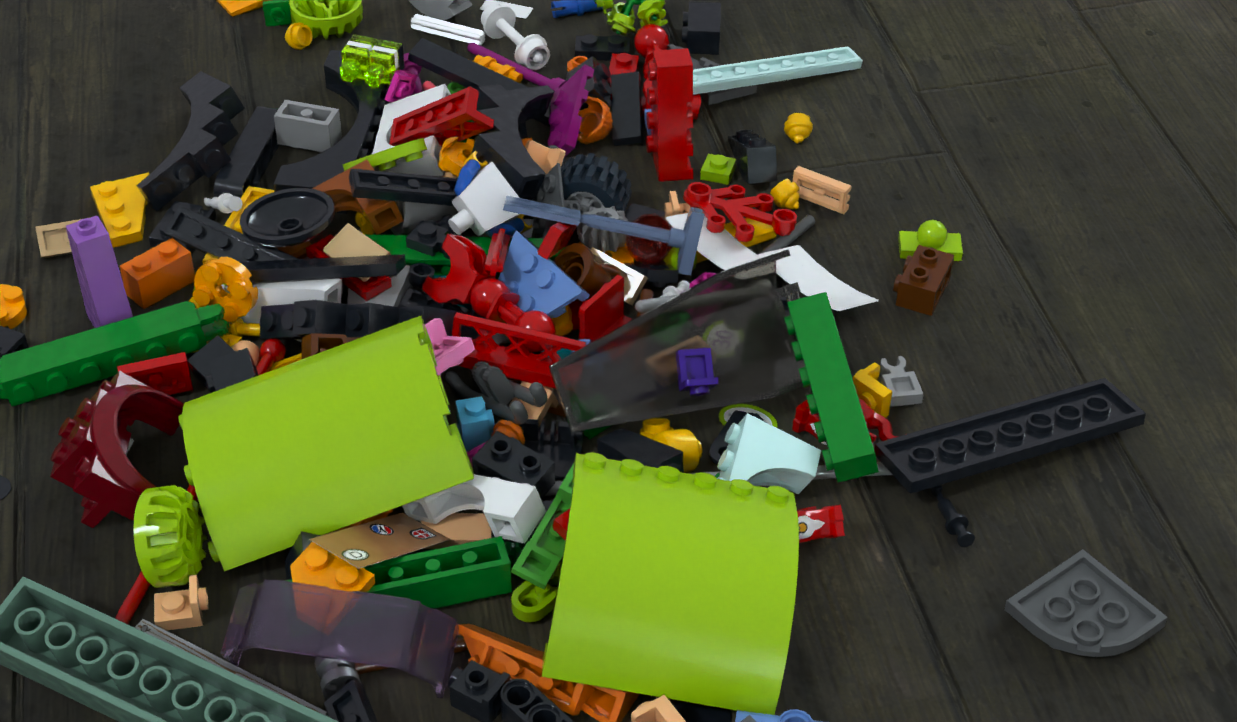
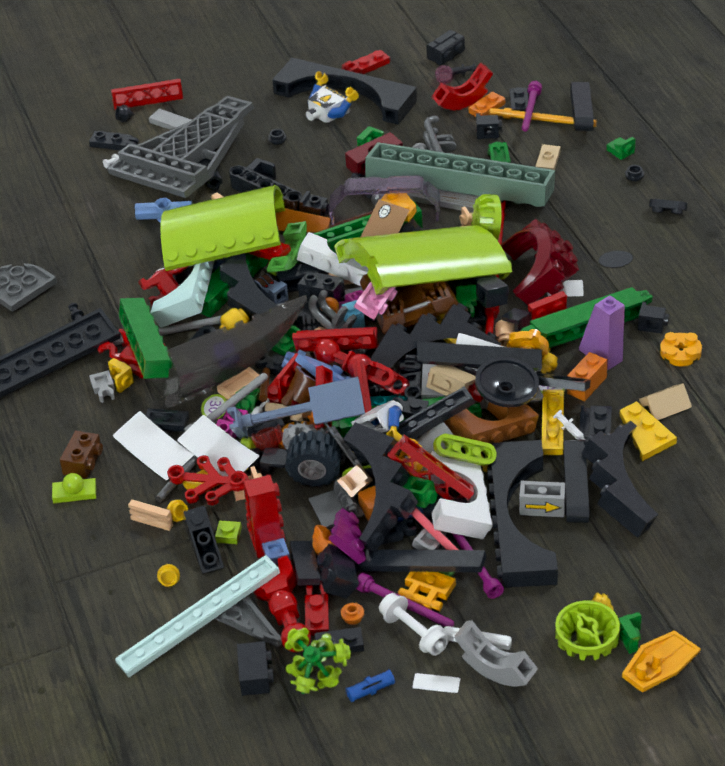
camera: 175 degrees right, 0 degrees up
(371, 60) = (521, 538): clear neon green hips -> none
(401, 85) = (485, 532): dark pink slope -> none

